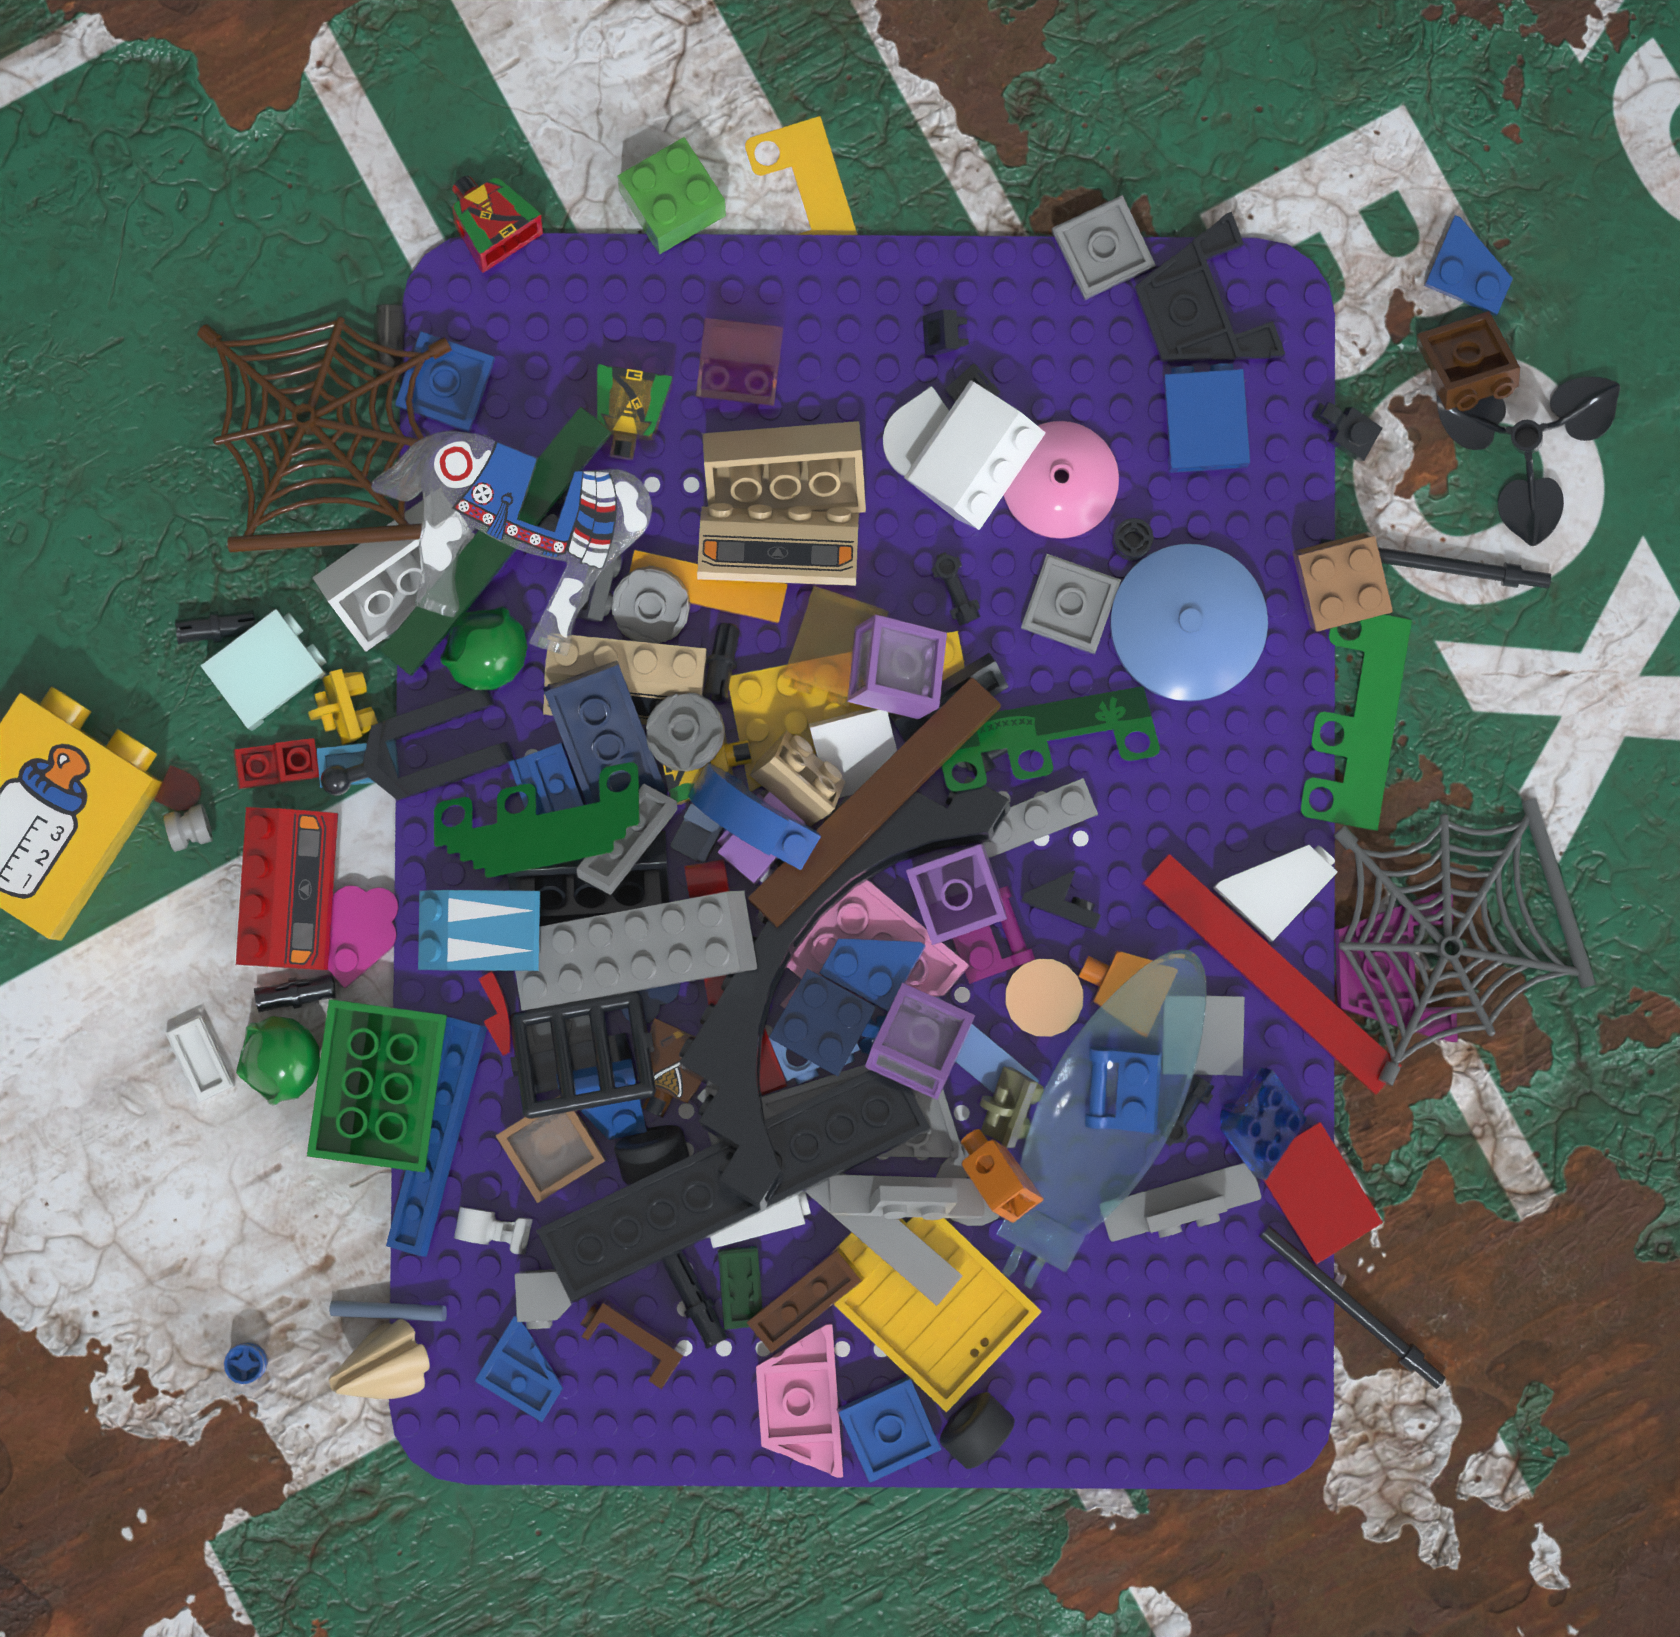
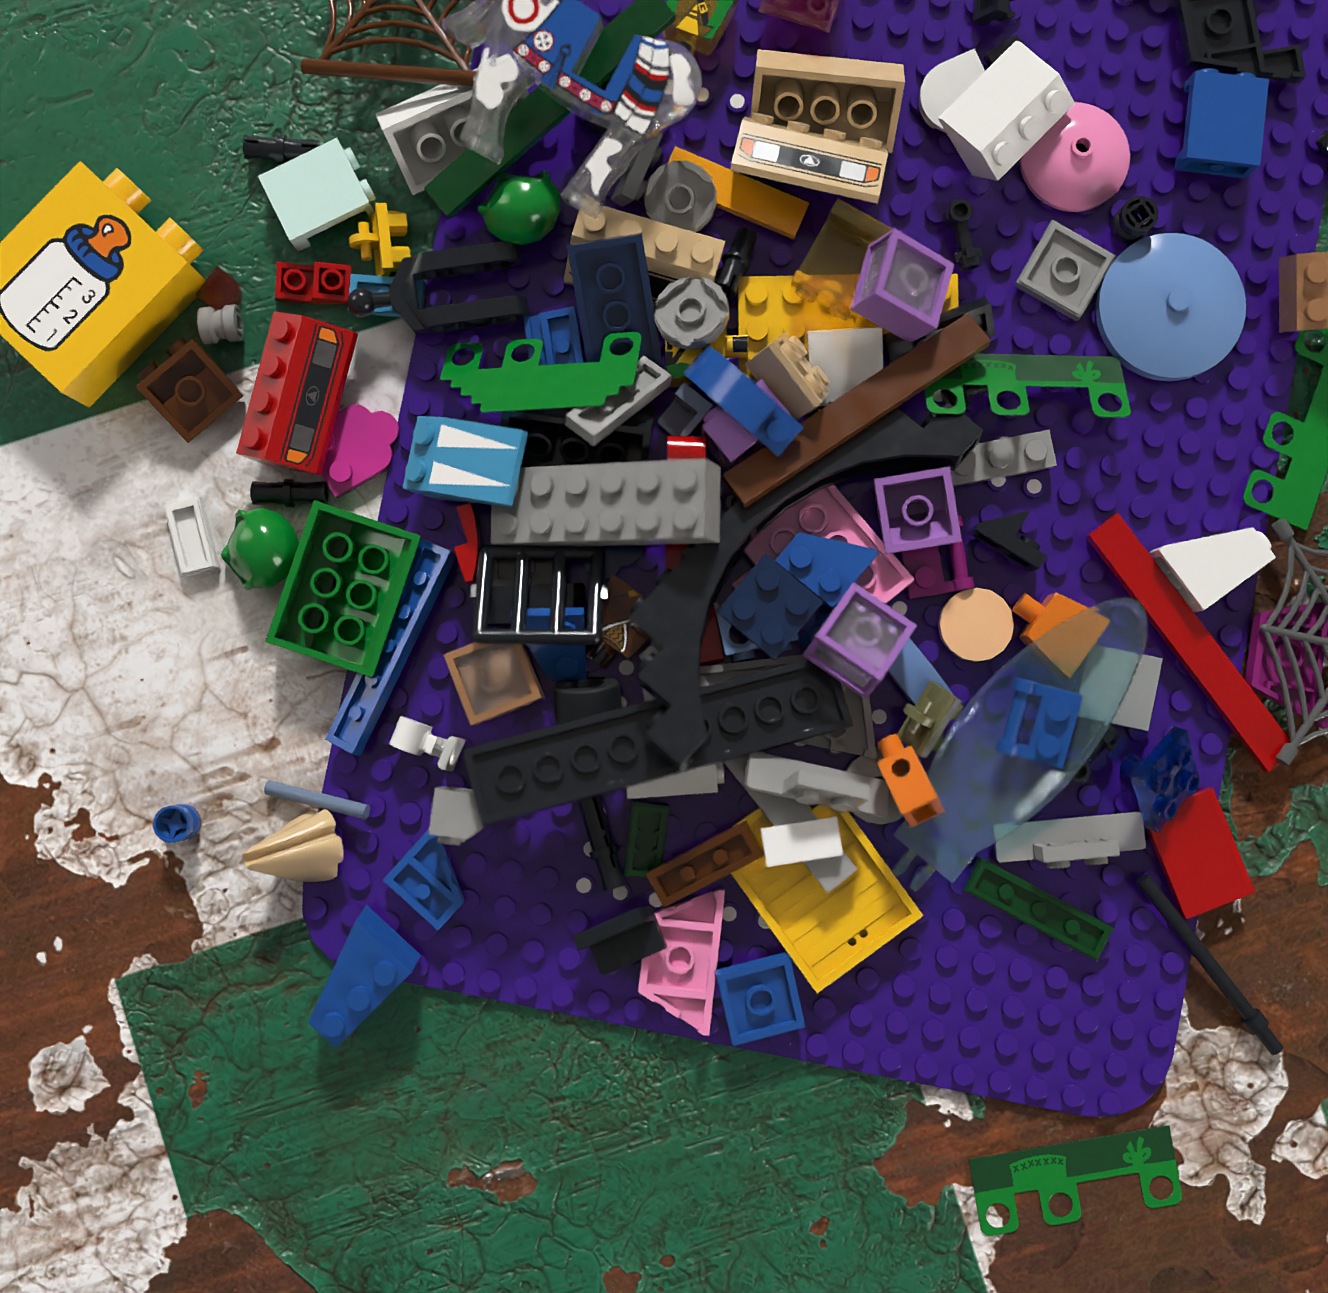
camera: 15 degrees right, 0 degrees up
(167, 902) = (188, 388): none -> reddish brown plate
(474, 1484) = (364, 975): none -> blue wedge
(637, 1332) = (543, 866): reddish brown panel -> none
(735, 1394) = (623, 939): none -> black panel
(899, 1258) = (801, 841): none -> white tile
(977, 1430) = (843, 1016): black tyre -> none
(1162, 1282) = (1037, 908): none -> dark green tile
(1240, 1546) = (1062, 1165): none -> piece

